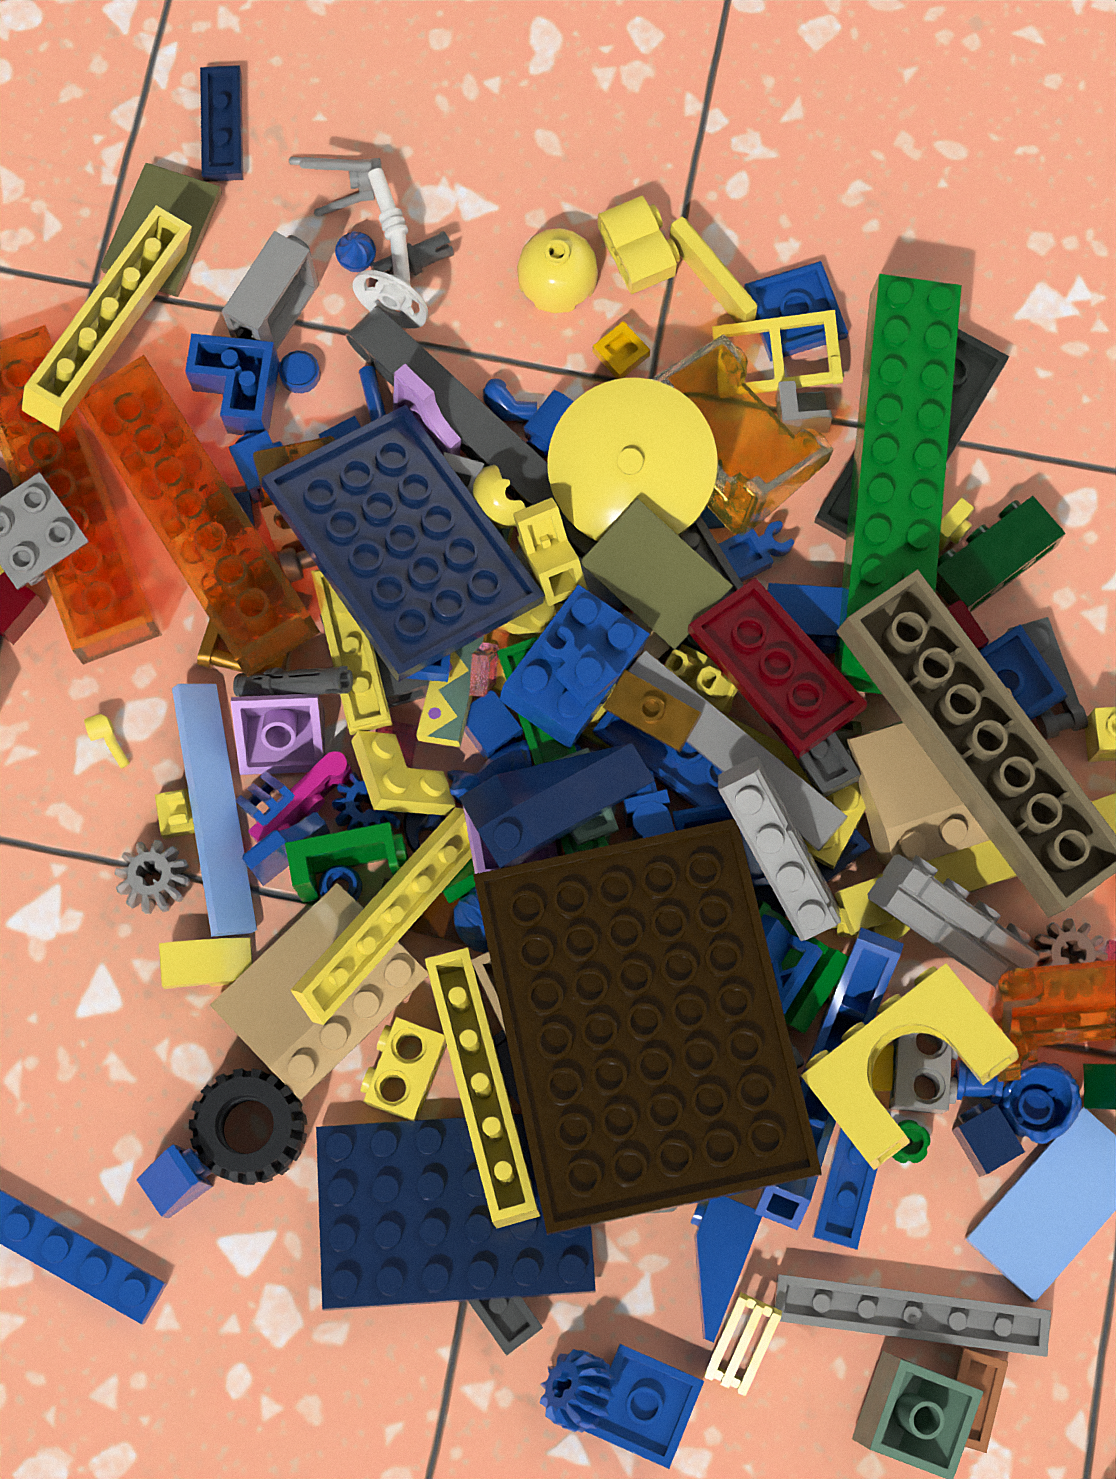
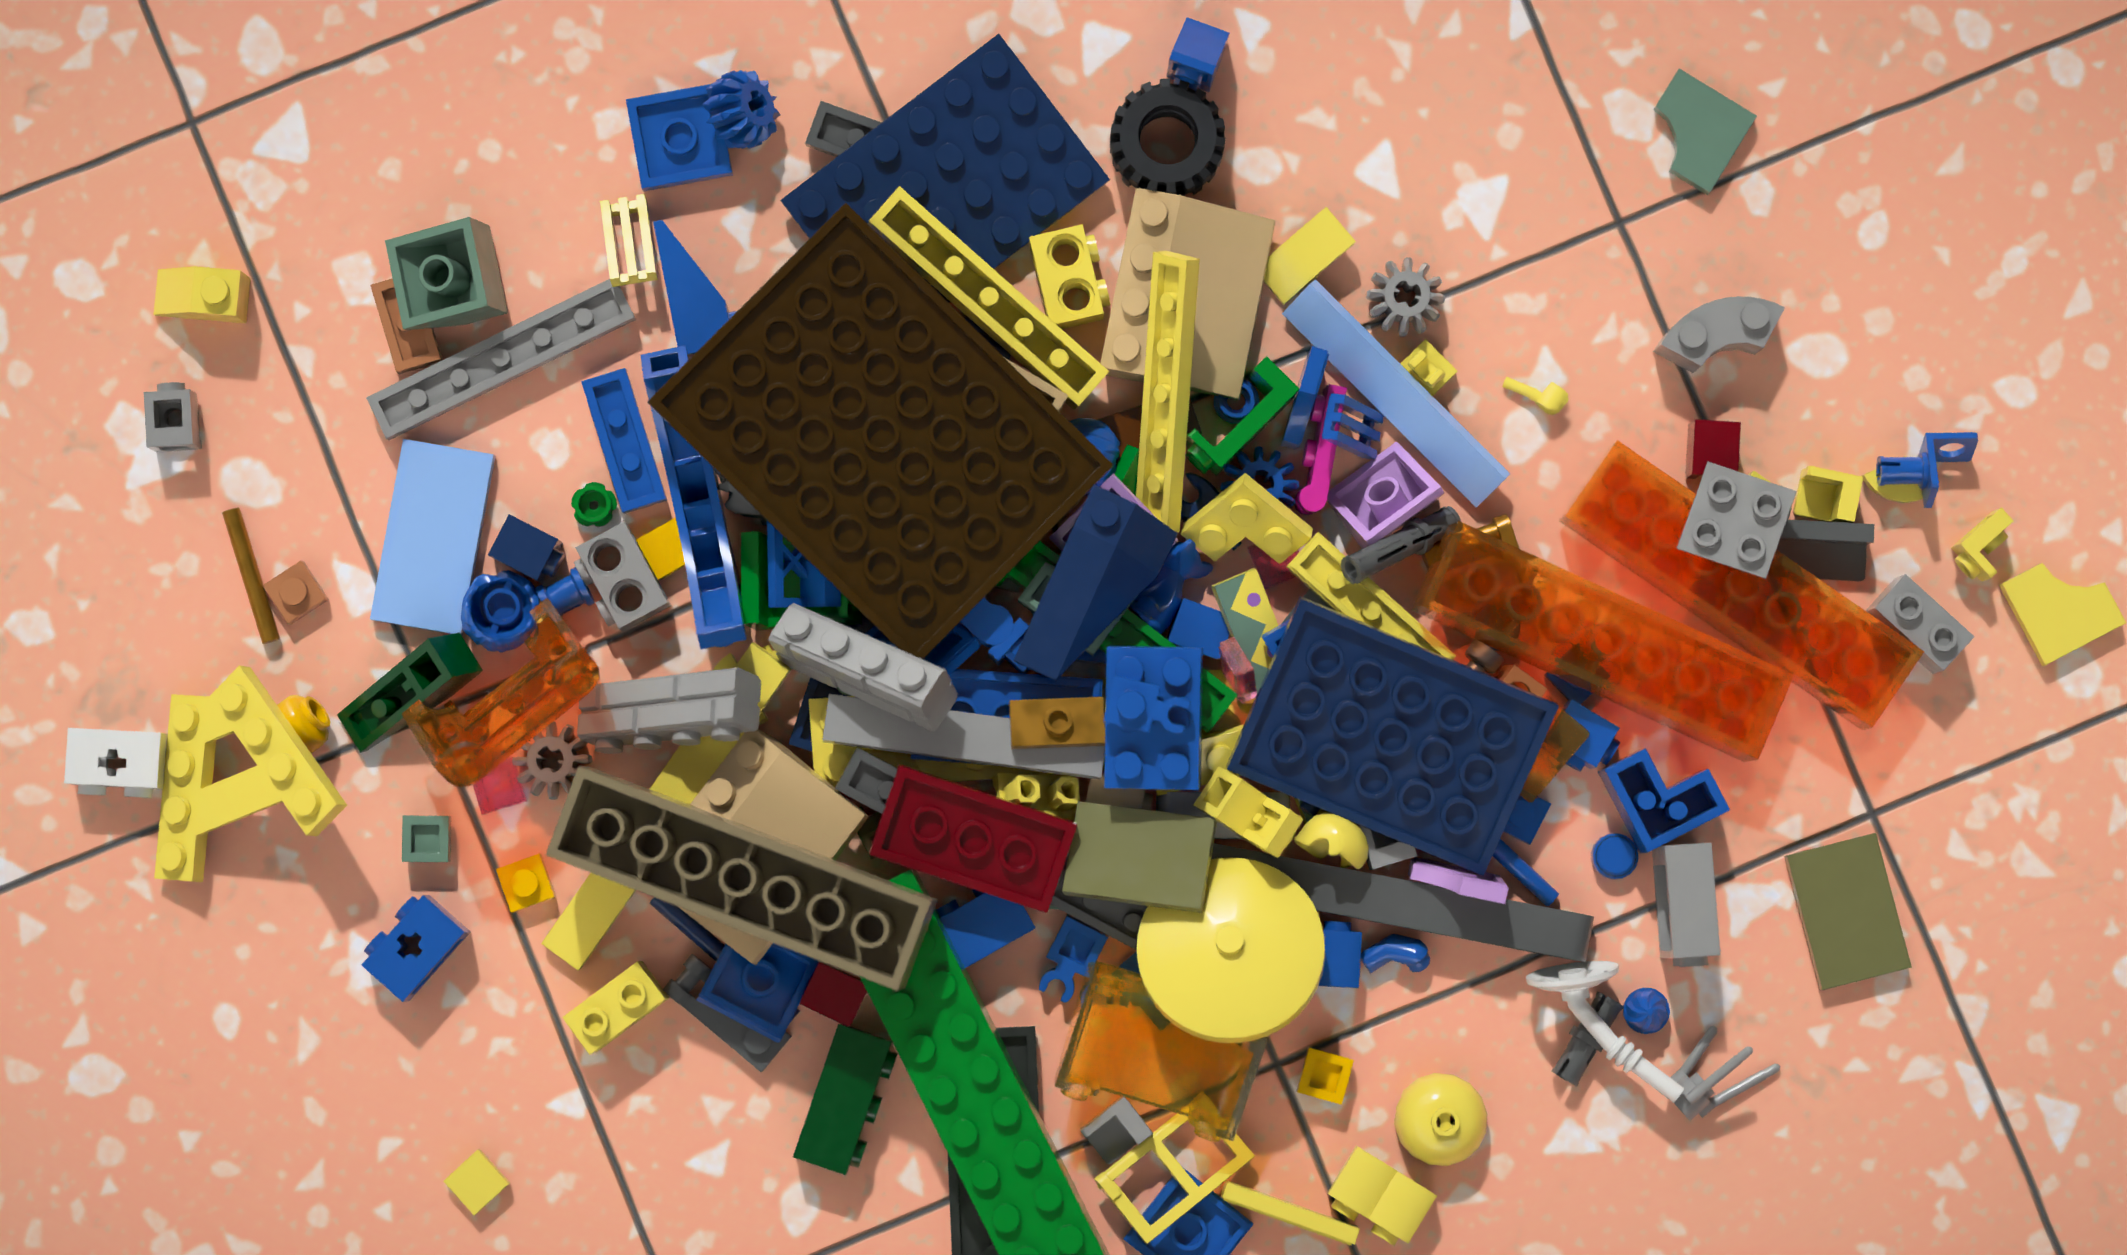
camera: 140 degrees right, 10 degrees up
(106, 319) = (1815, 768): light yellow brick -> none
(221, 123) = (1871, 1060): dark blue tile -> none
(935, 1007) = (678, 502): light yellow arch -> none
(955, 523) = (901, 1104): light yellow plate -> none

